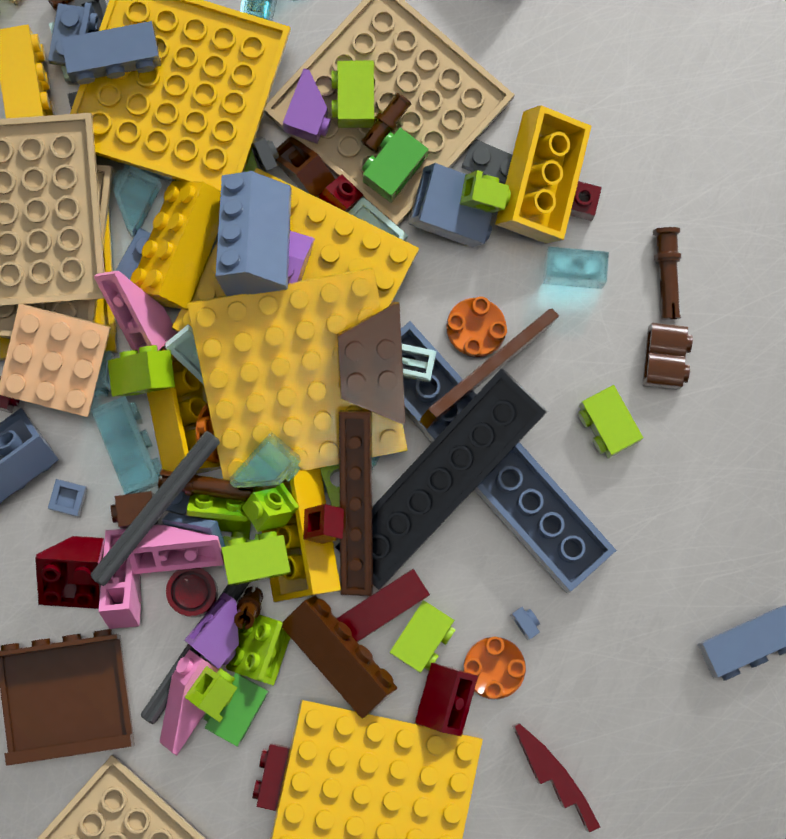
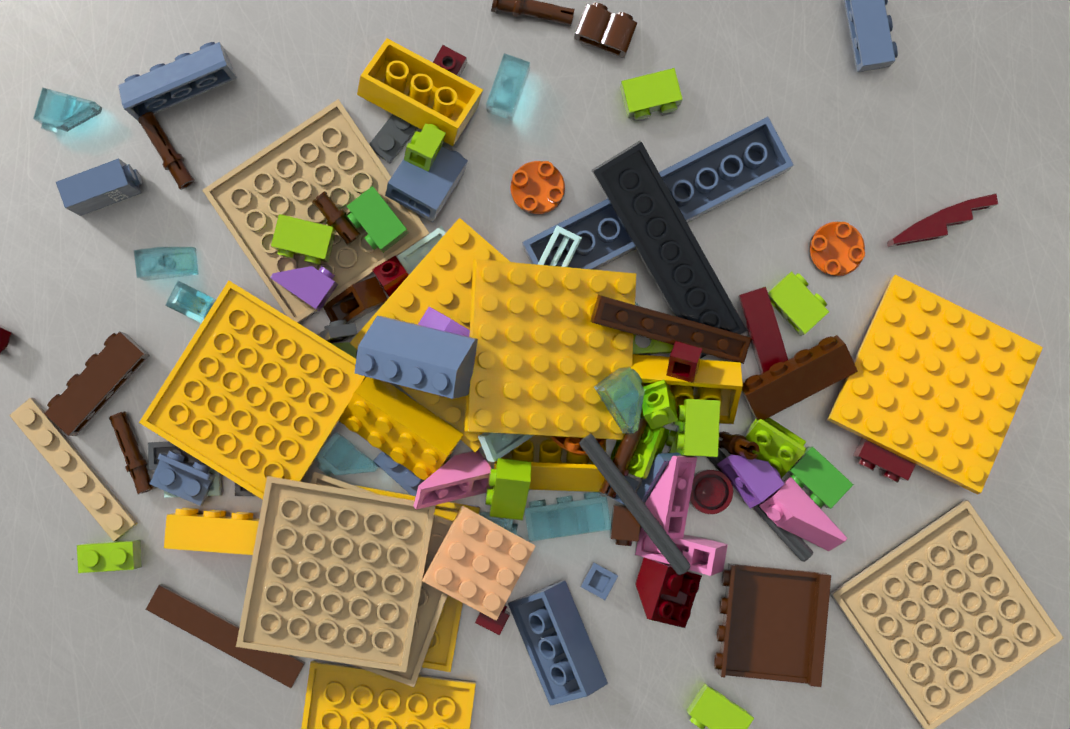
camera: 70 degrees left, 5 degrees up
(111, 52) = (213, 445): sand blue brick -> none
(212, 692) = (804, 494): lime brick -> none
(373, 364) = (559, 281): reddish brown wing -> none
(446, 699) = (856, 296): dark red brick -> none
(488, 368) = (583, 184): reddish brown tile -> none
(526, 622) = (806, 211): sand blue plate -> none

